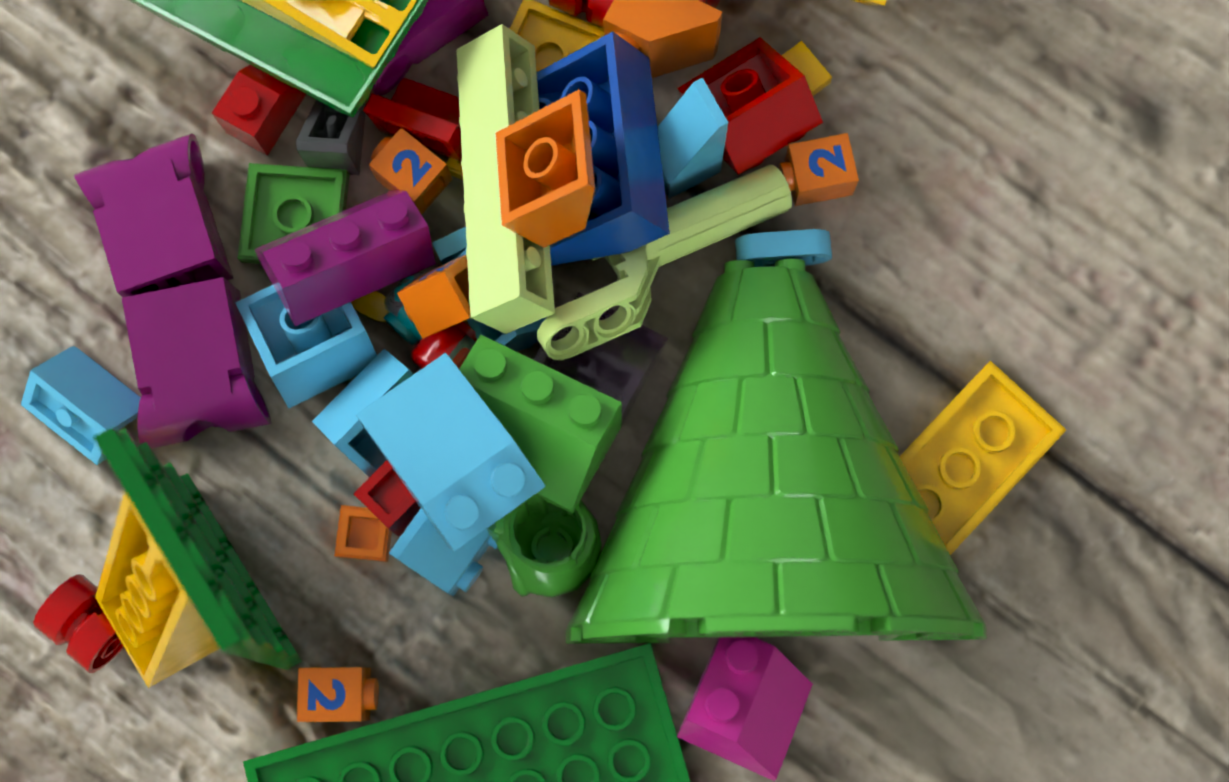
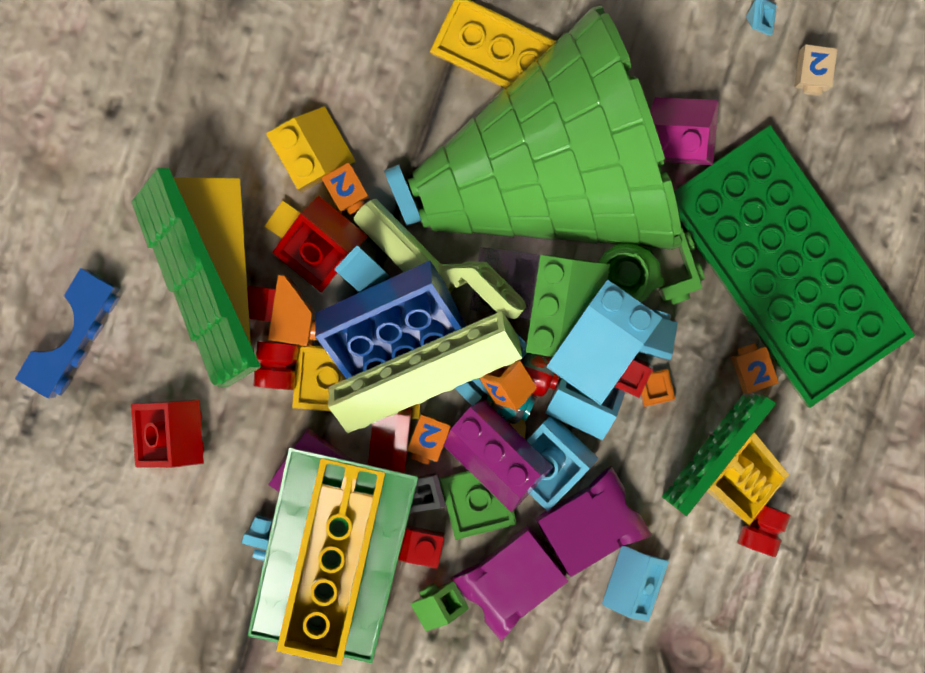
camera: 110 degrees left, 10 degrees up
(160, 104) = (439, 605): none -> bright green brick
(498, 619) = (680, 290): none -> bright green bracket
(547, 171) = (423, 341): orange slope -> none
(898, 136) = (310, 147): none -> yellow slope

